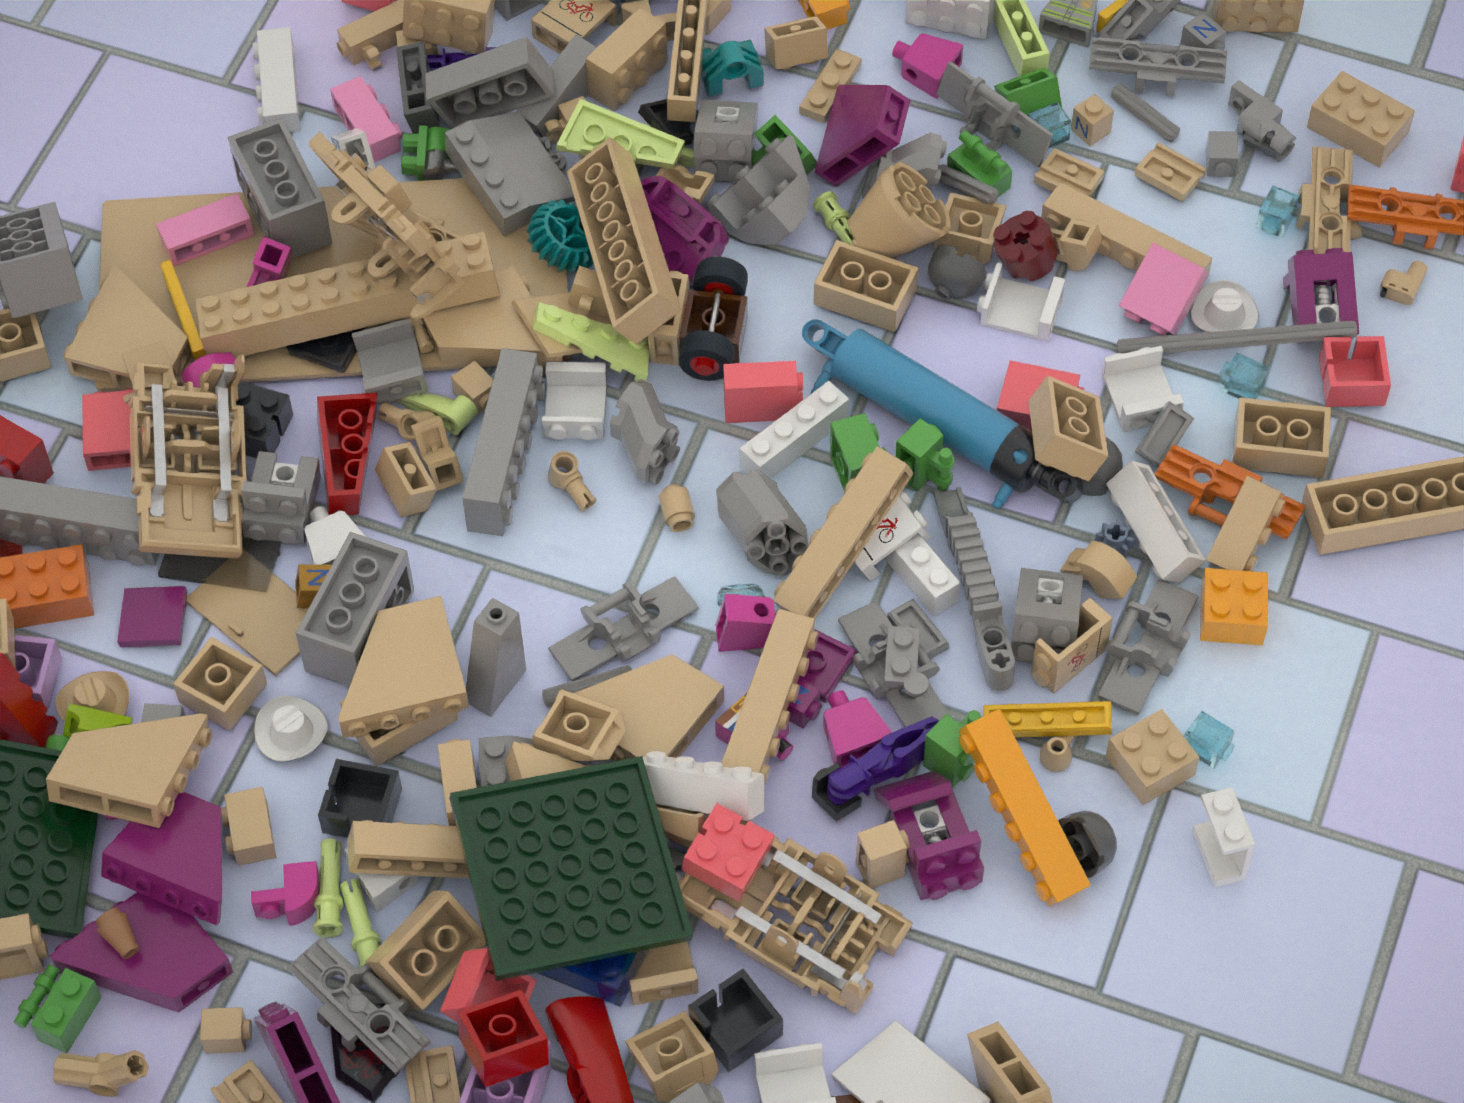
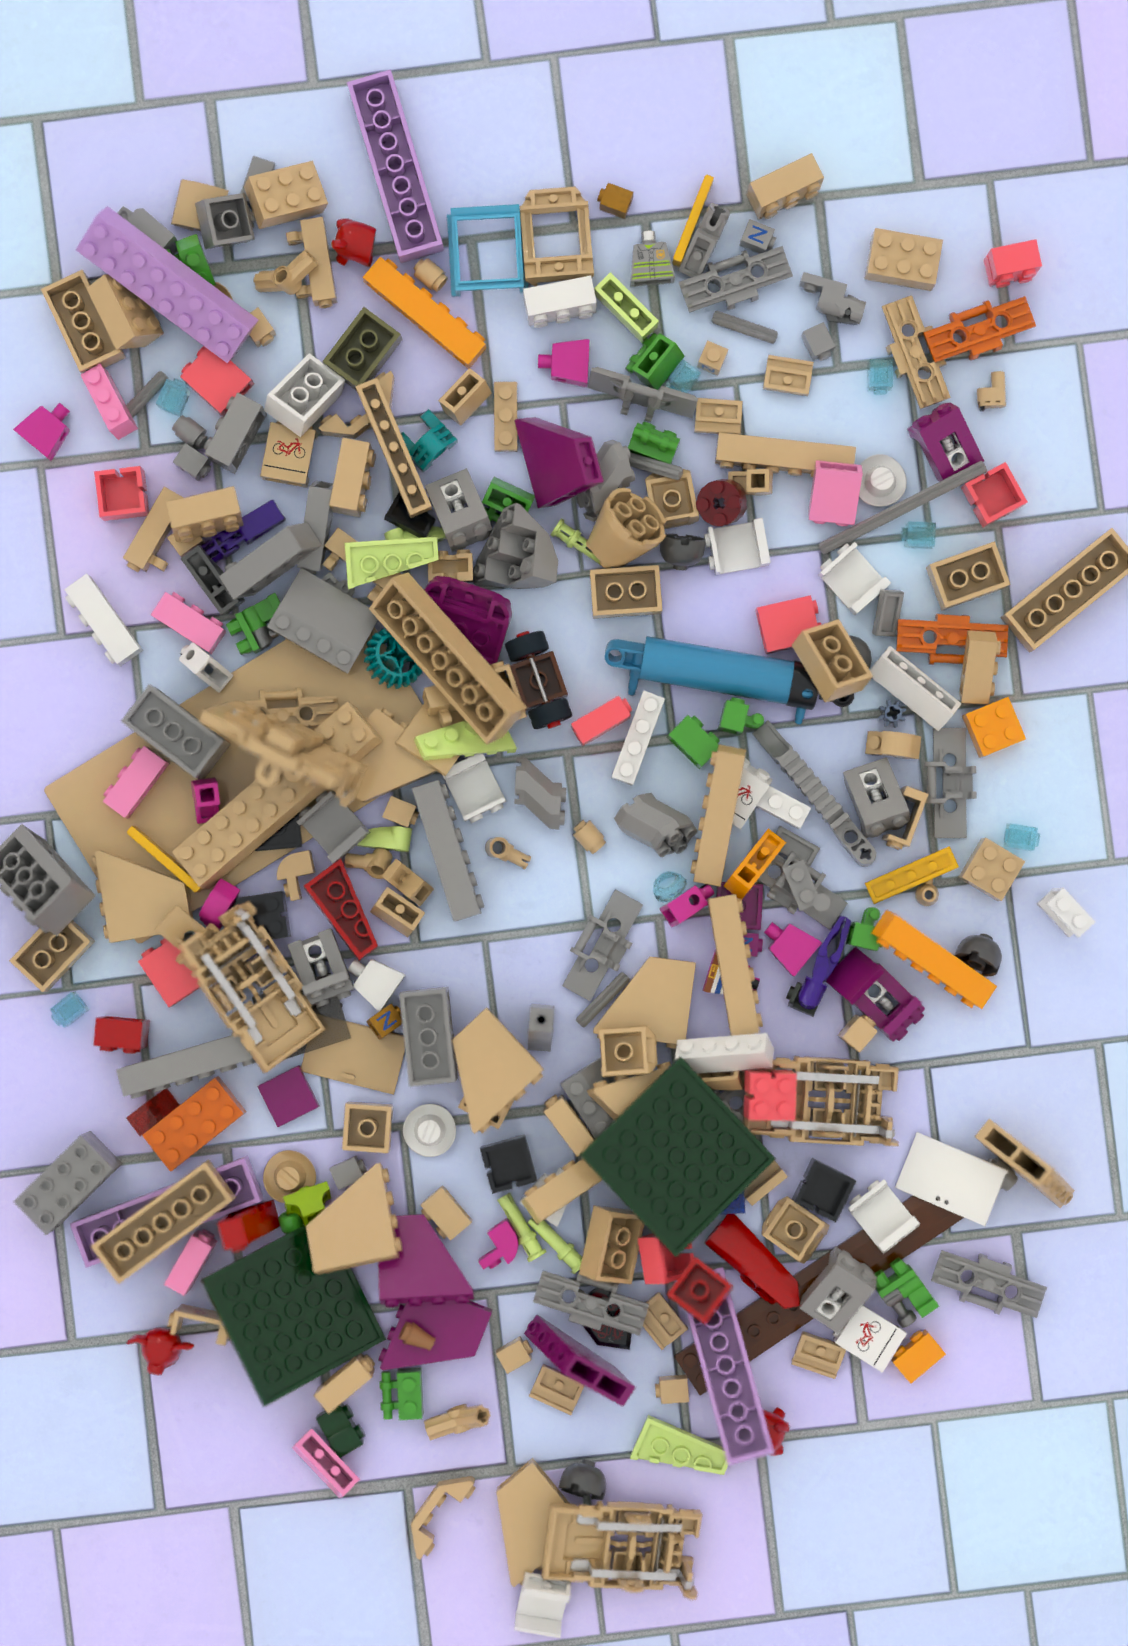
camera: 30 degrees left, 30 degrees up
(313, 384) = (291, 868): none -> tan brick
(855, 615) = (754, 864): none -> light orange slope

